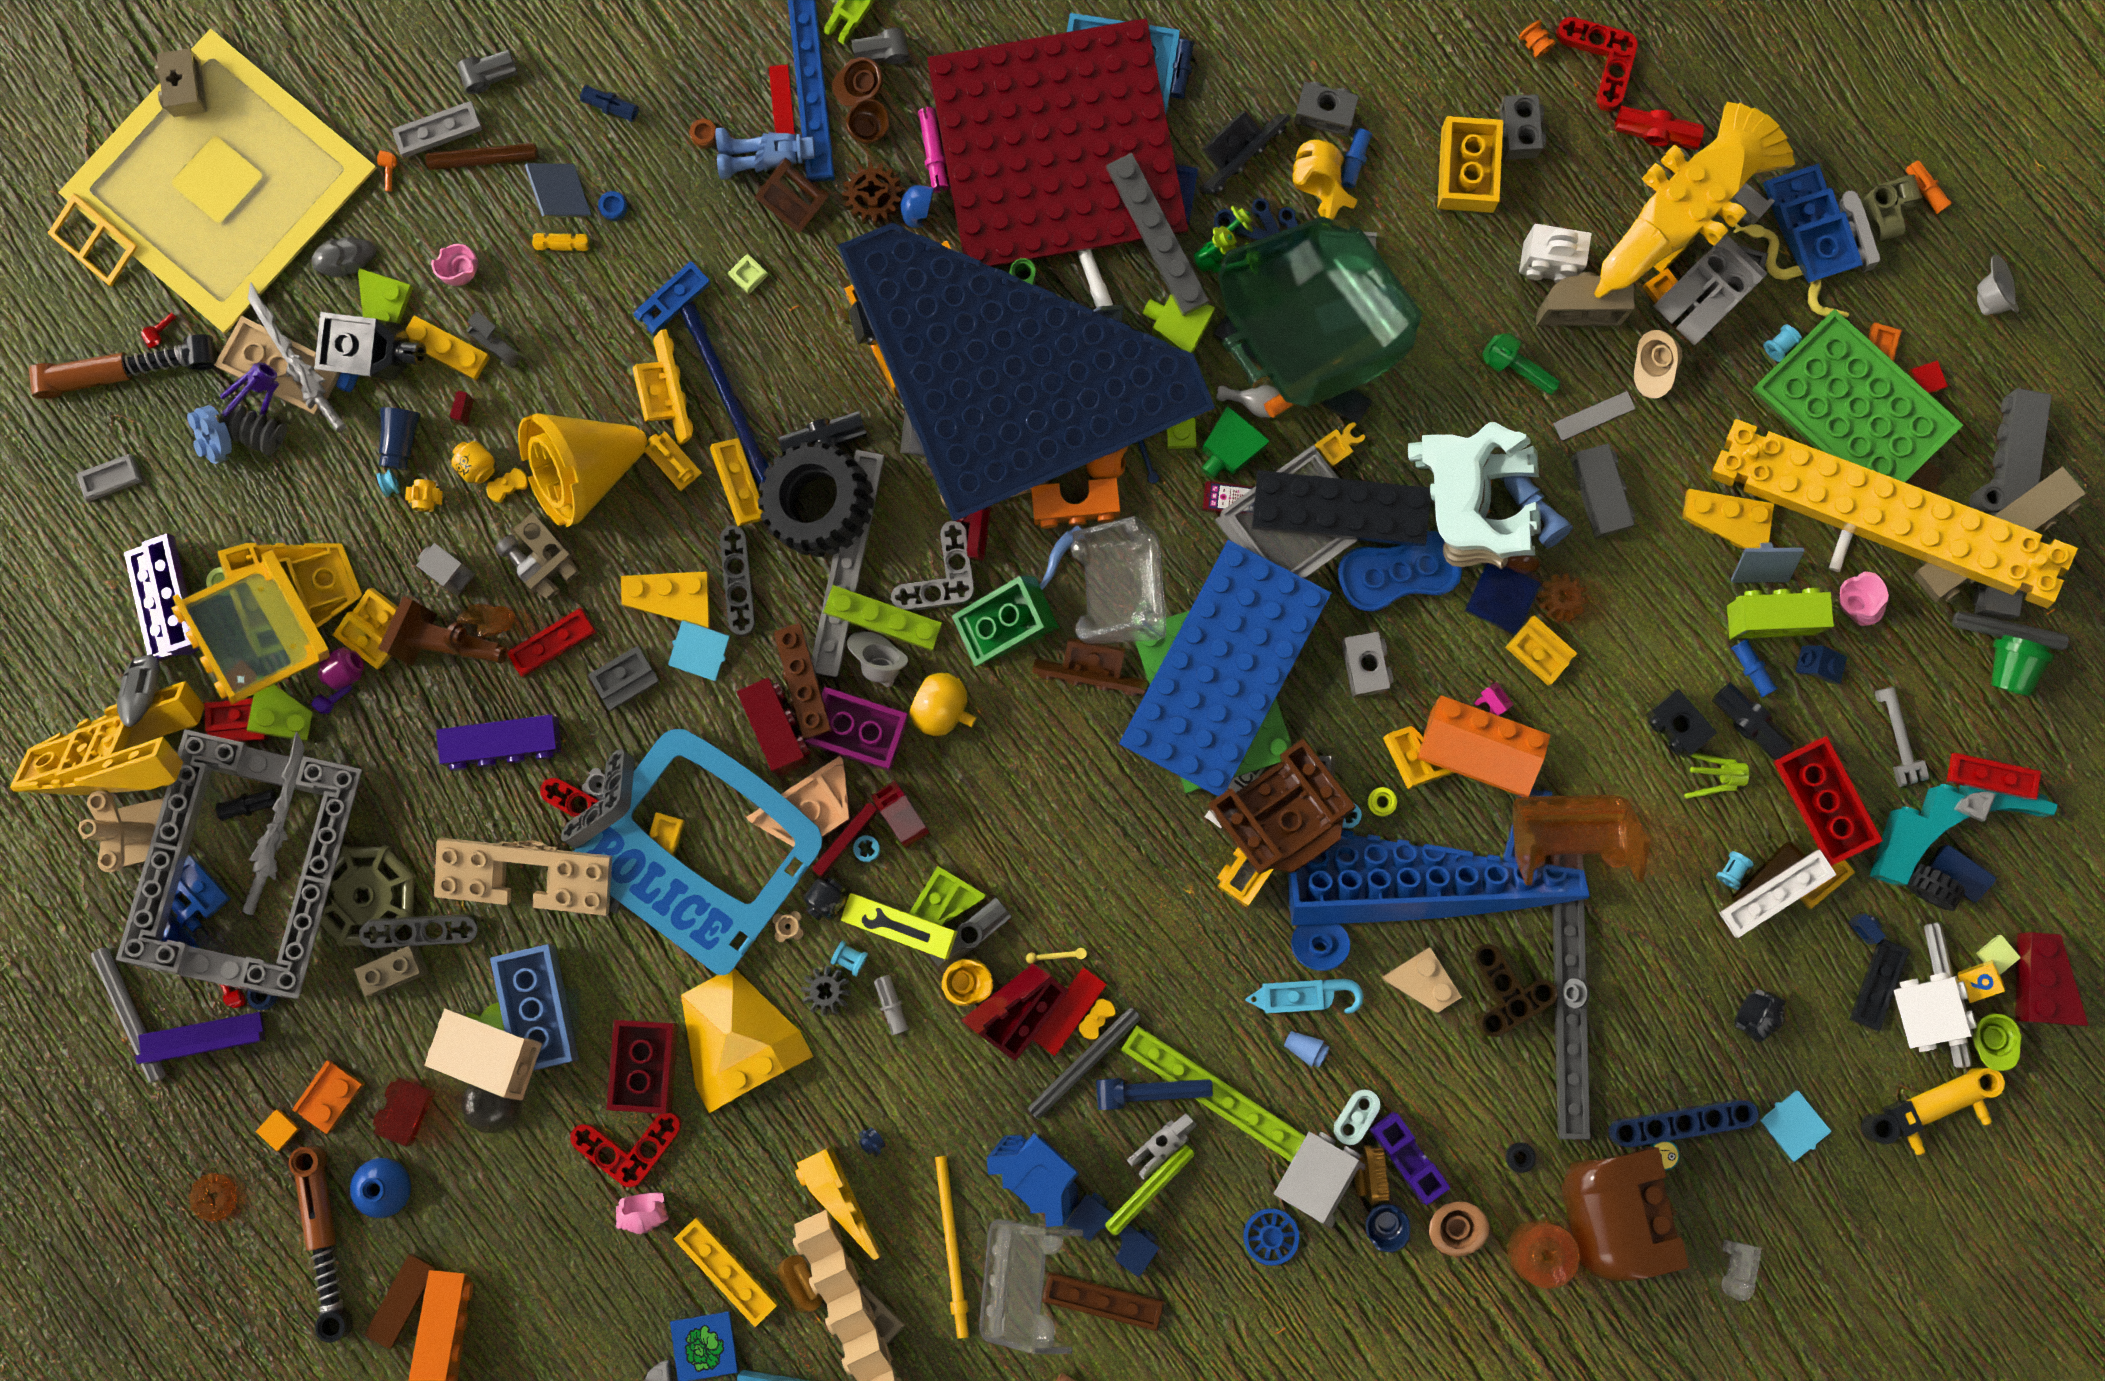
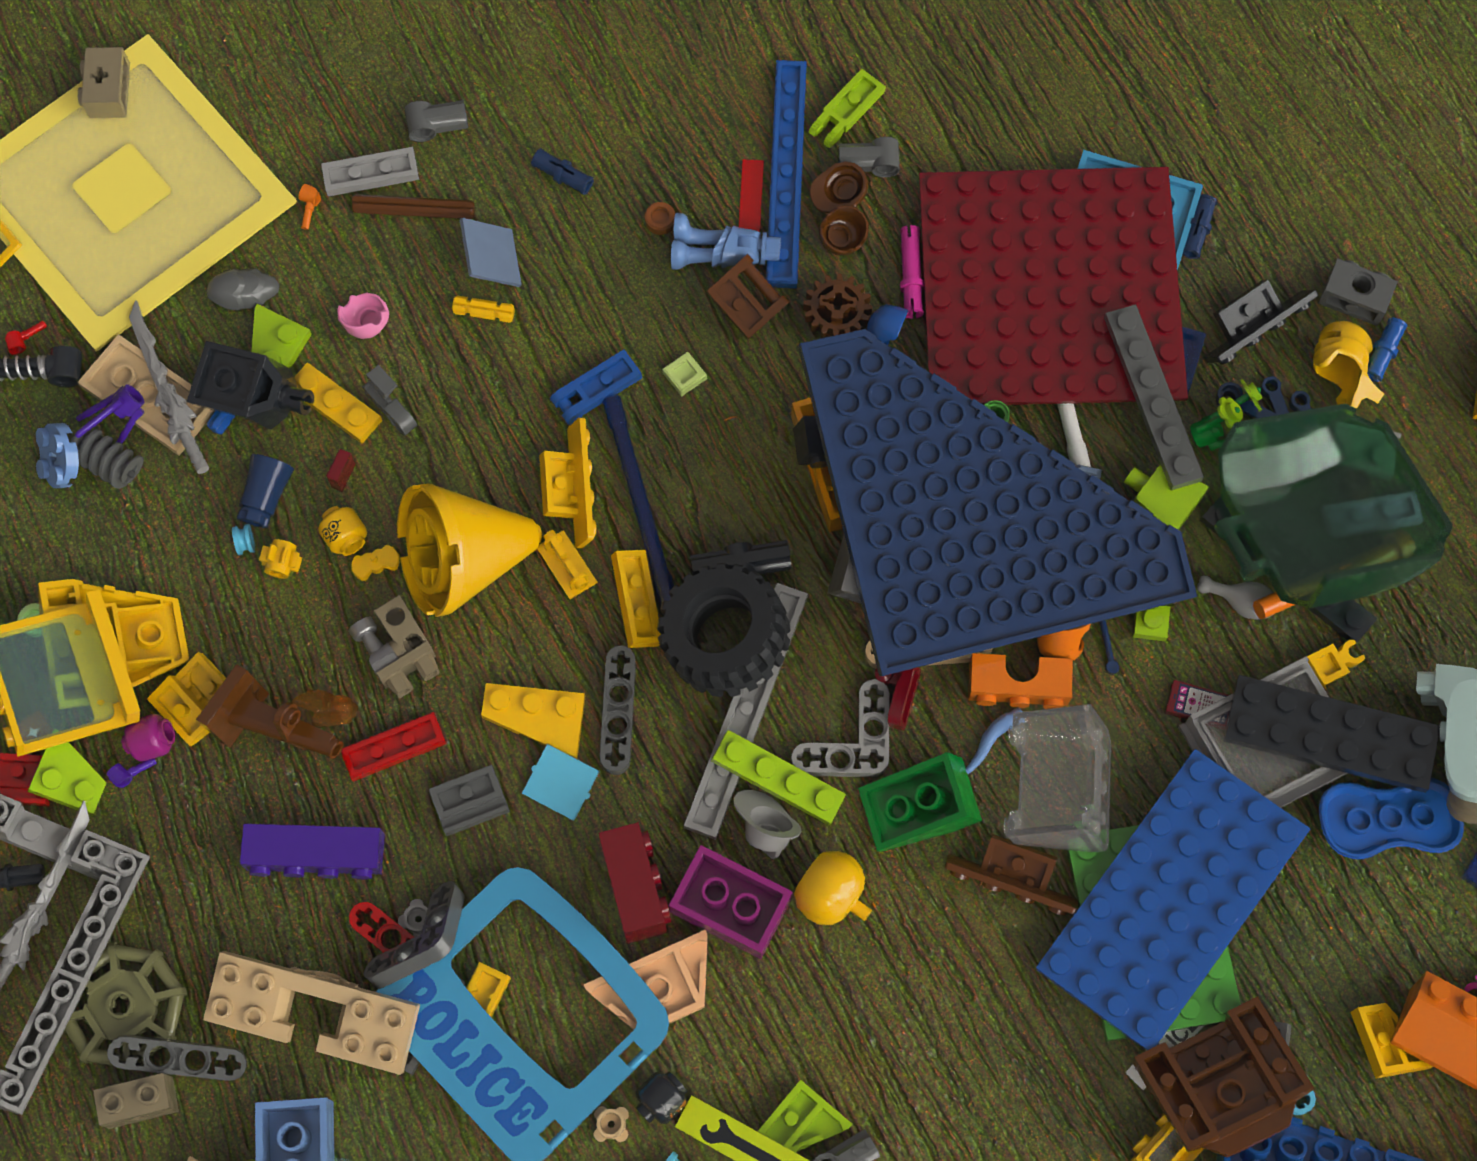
camera: 10 degrees right, 10 degrees down
(444, 569) = (289, 643): light grey brick -> none
(612, 206) = (547, 279): blue tile -> none
(802, 681) = (676, 835): reddish brown bracket -> none
(845, 840) = (696, 1030): dark red tile -> none
(875, 846) = (708, 1045): medium azure bush -> none
(900, 814) = (765, 1010): dark red tile -> none
(1232, 445) = (1209, 643): green torso -> none
(1362, 681) = (1330, 939): light grey brick -> none
(1388, 795) = (1349, 1082): neon yellow plate -> none

